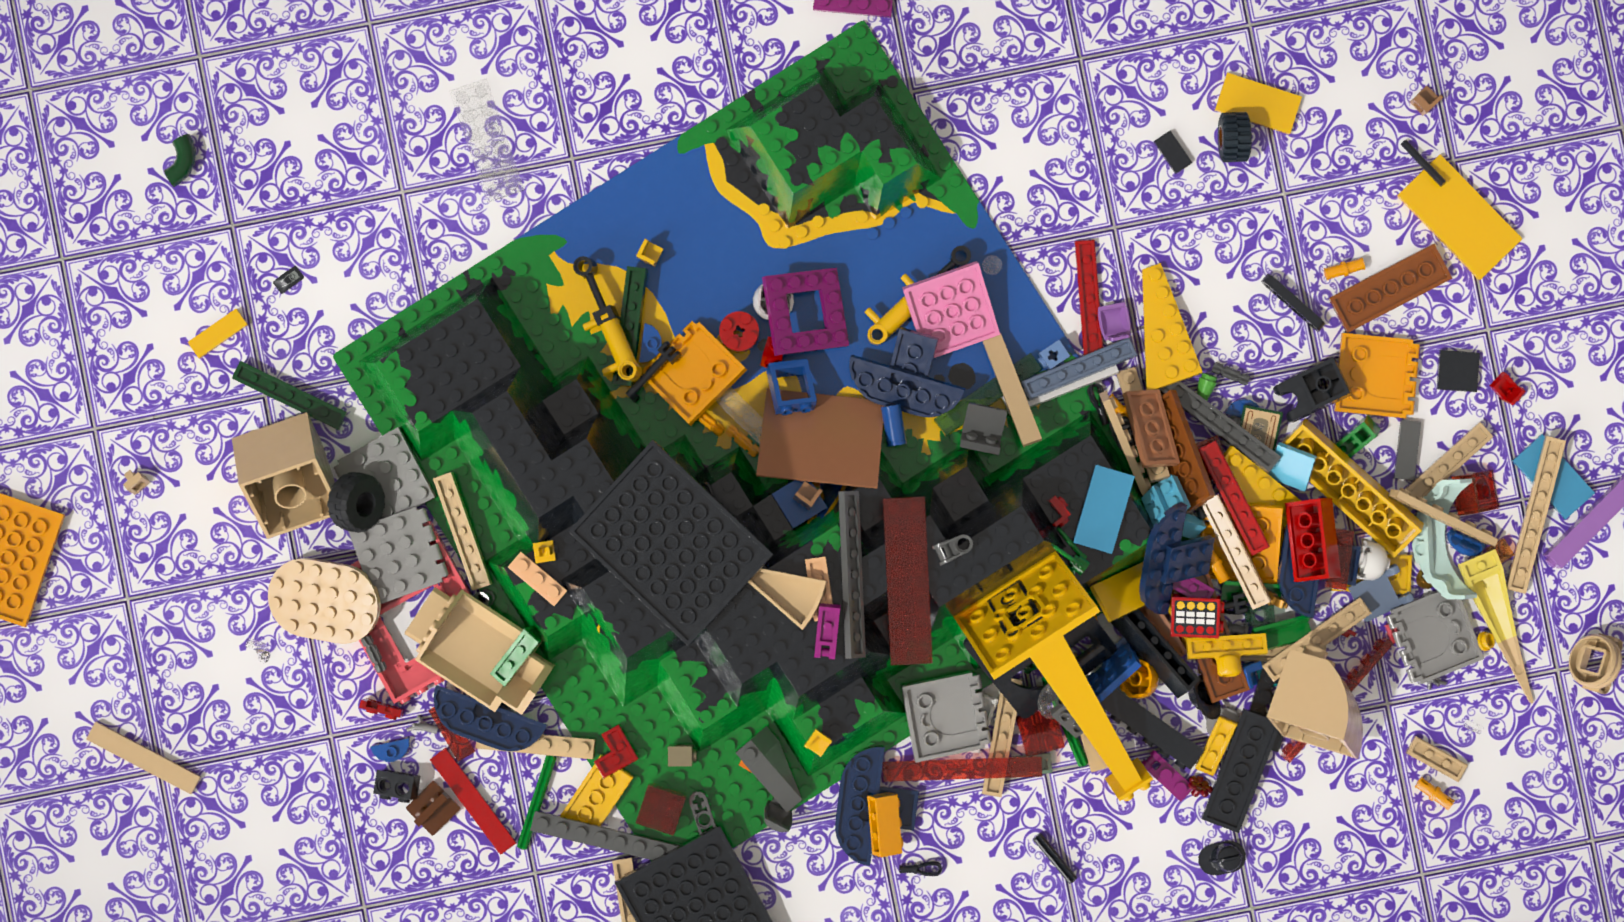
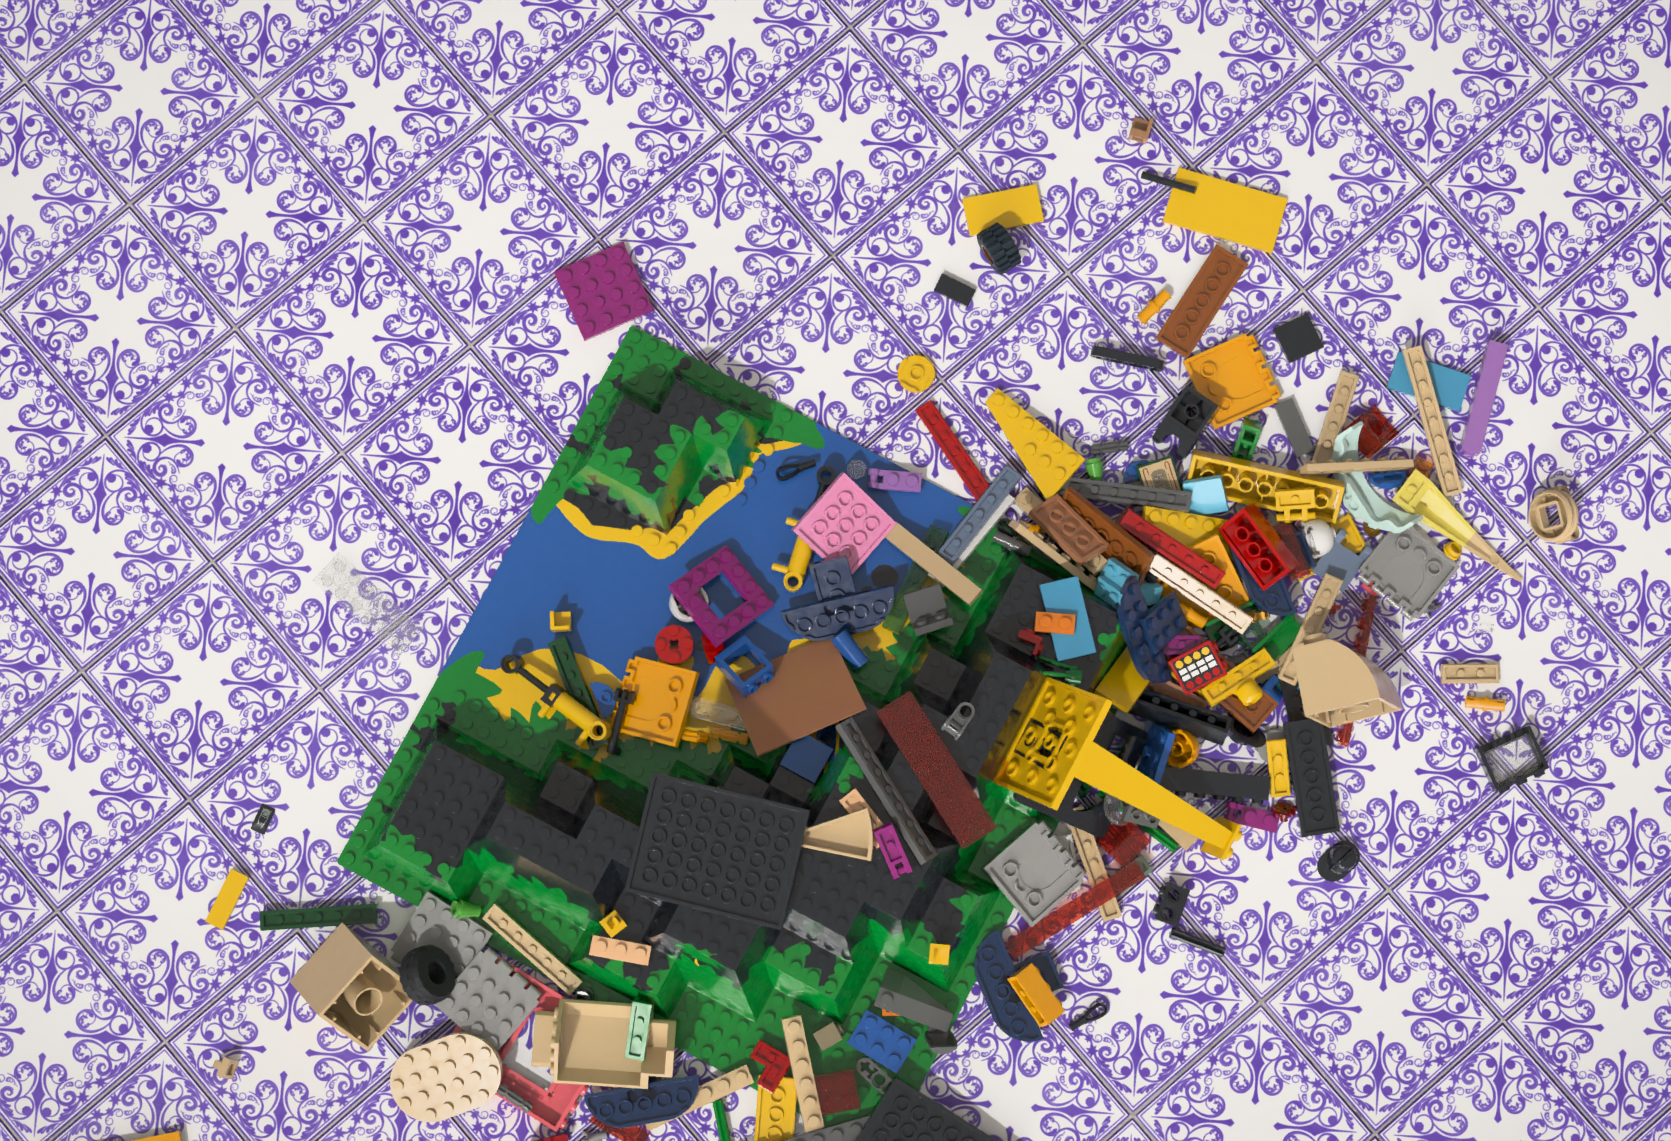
camera: 25 degrees left, 5 degrees down
(184, 160) = (117, 768): dark green cylinder -> none
(422, 462) = (464, 909): none -> bright green cone
(639, 775) = (802, 1073): none -> tan plate
(725, 787) = (881, 1041): none -> blue plate
(807, 495) = (810, 748): medium nougat panel -> none
(942, 234) = (800, 468): none -> black piece
(1020, 295) = (895, 480): none -> medium lavender plate
(1054, 816) = (1175, 906): none -> black brick
(1060, 351) = (957, 510): medium blue brick -> none
(1089, 507) = (1054, 623): none -> orange plate
(1091, 213) = (916, 373): none -> yellow tile
(1093, 411) = (1012, 543): none -> dark grey pin
(1114, 321) = (986, 458): medium lavender piece -> none
(1371, 516) = (1295, 499): none -> yellow plate
(1429, 856) = (1512, 759): none -> window
(1507, 389) = (1347, 330): red bracket -> none

